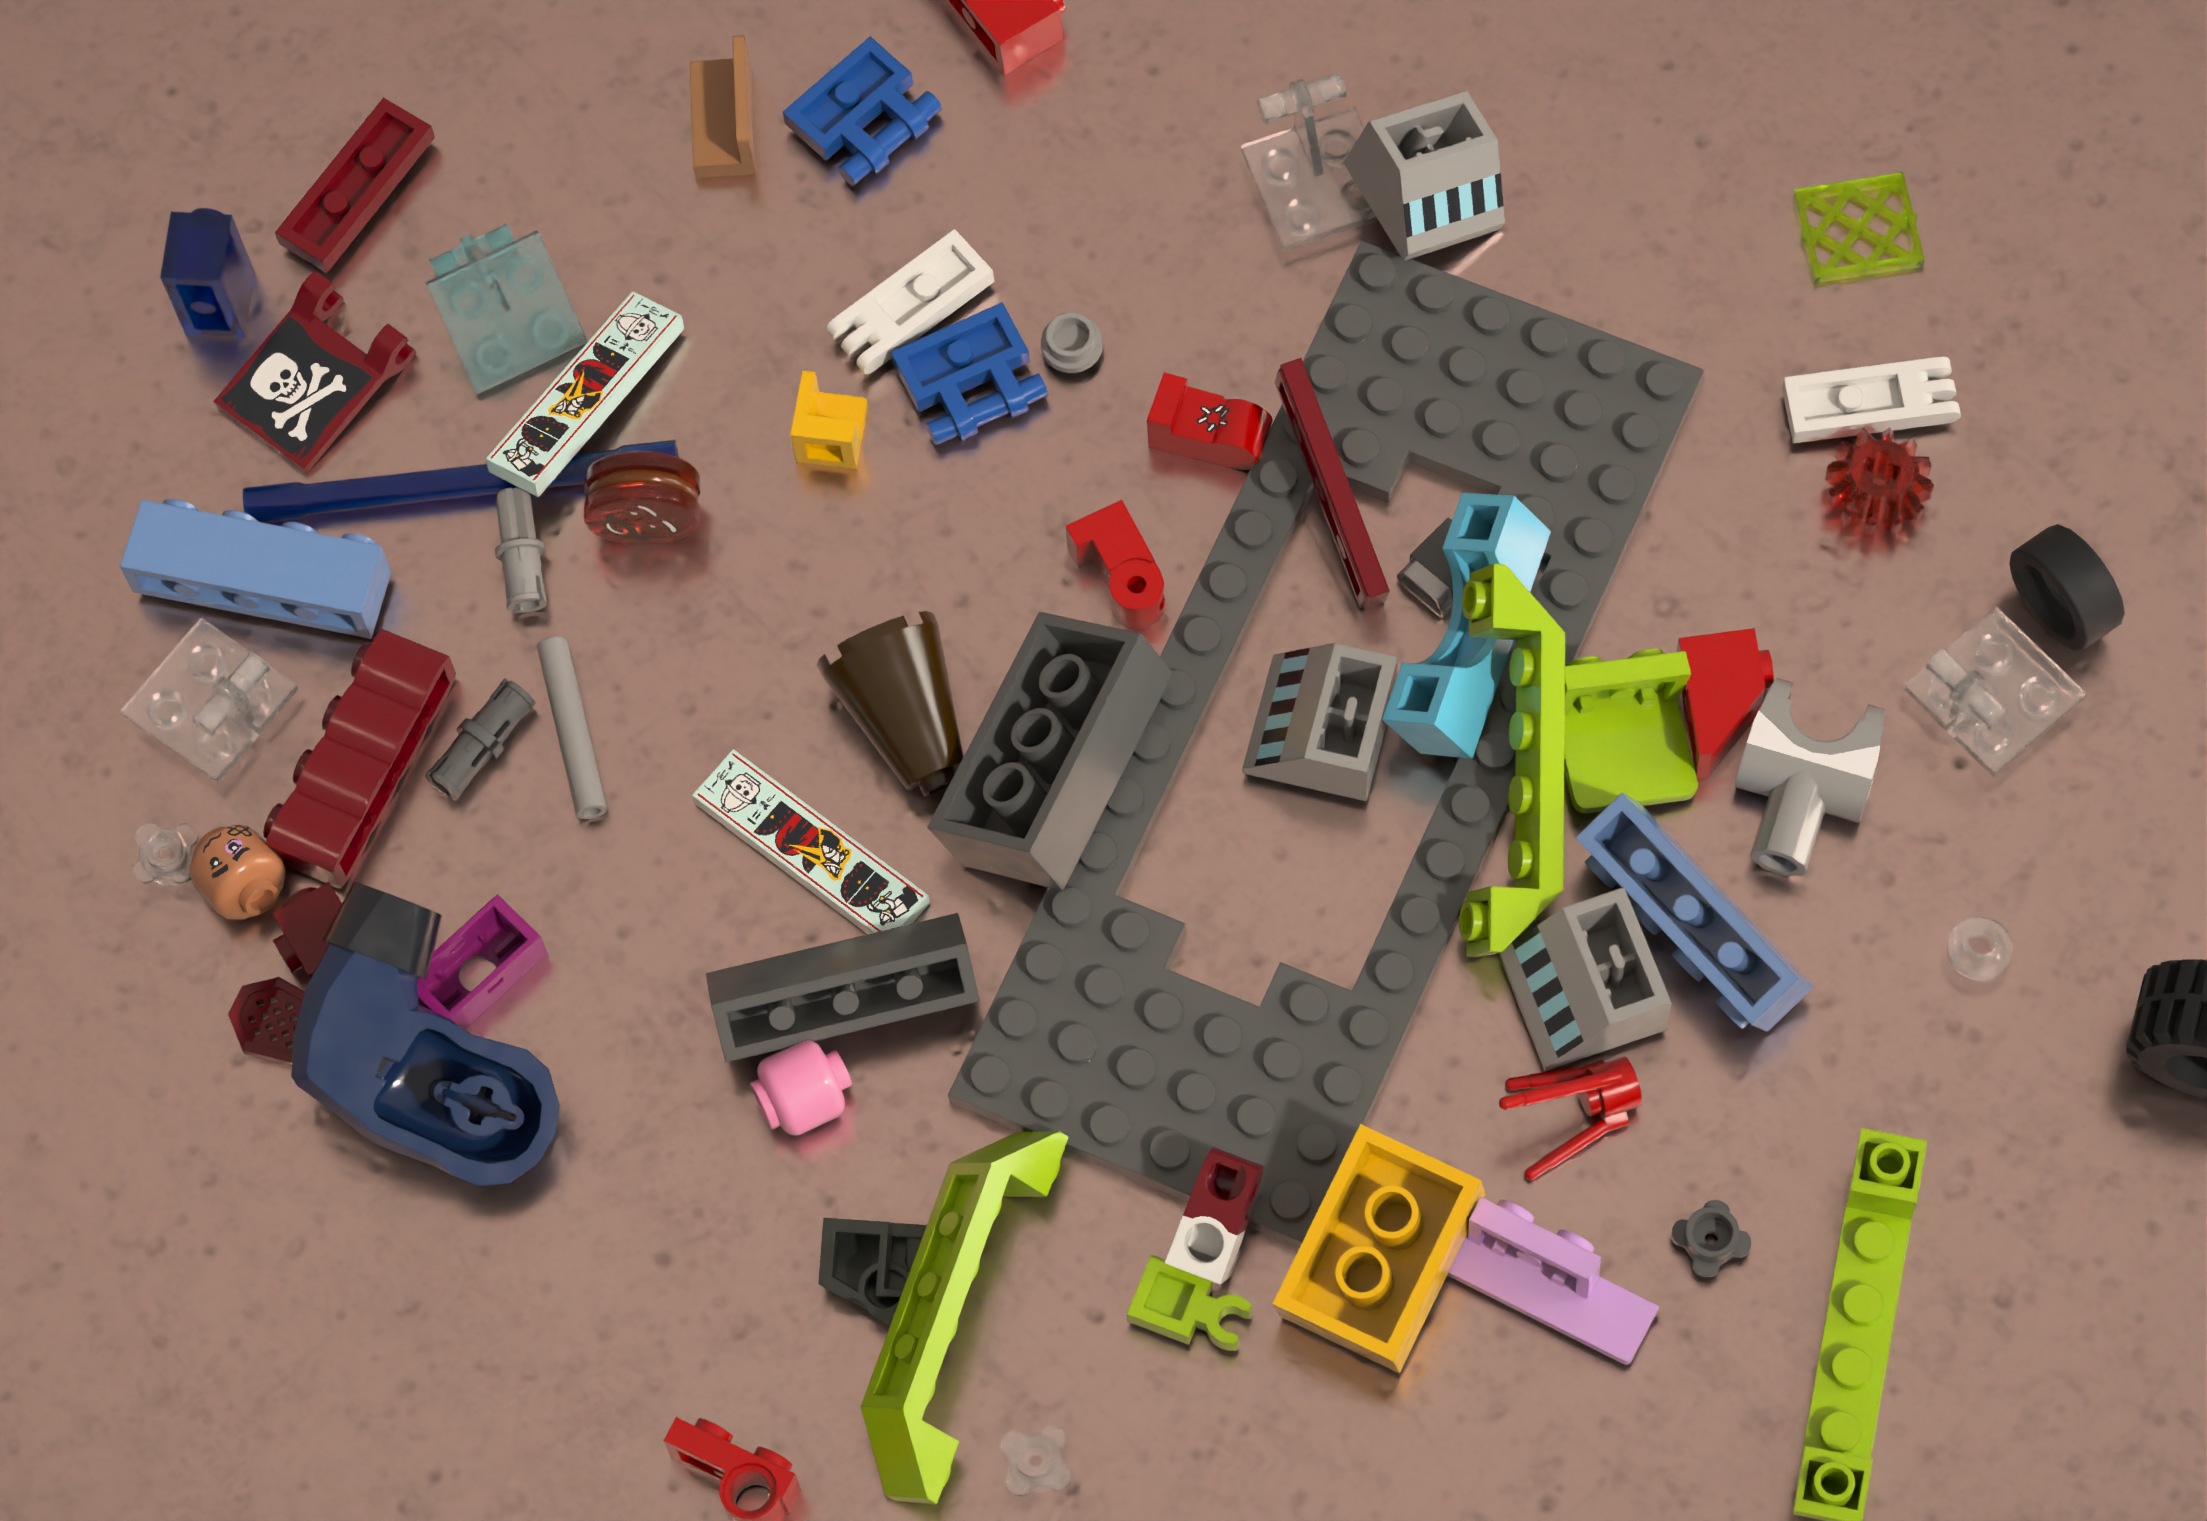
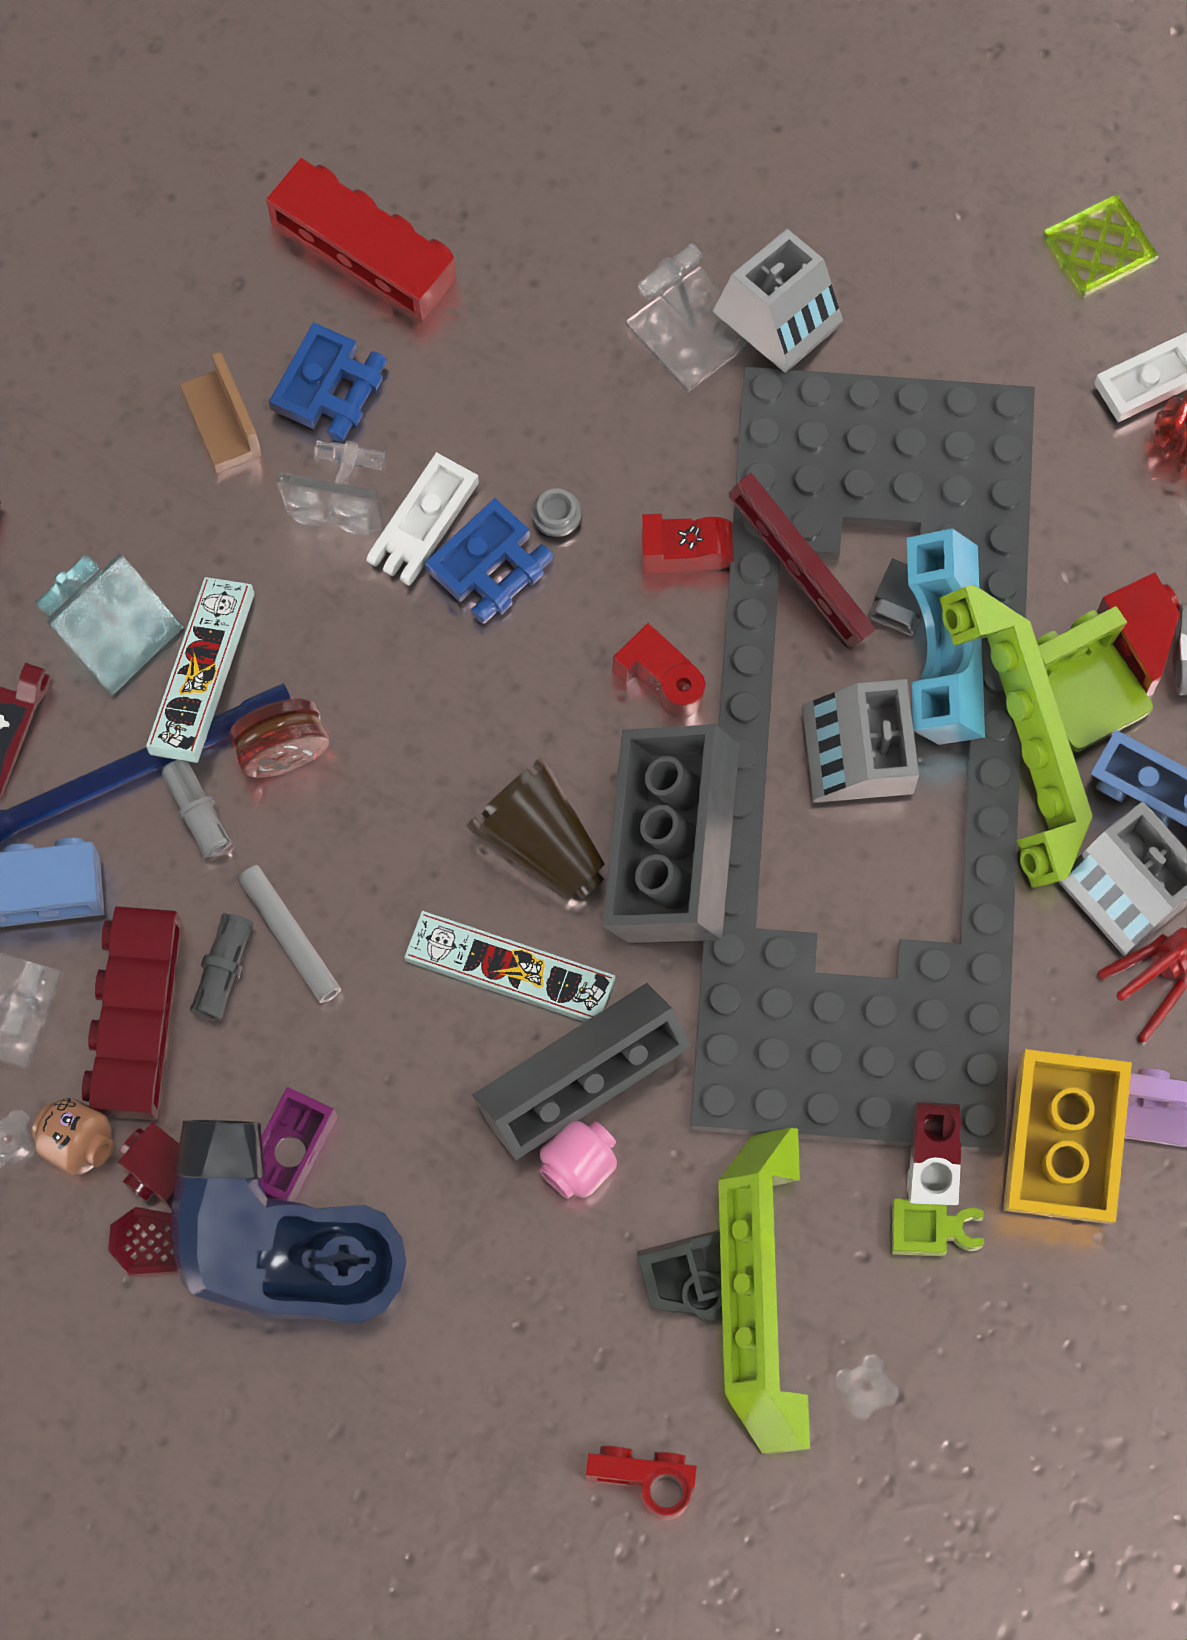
camera: 25 degrees left, 5 degrees up
(820, 251) = (336, 502): none -> clear plate
(827, 426) = (397, 635): yellow panel -> none

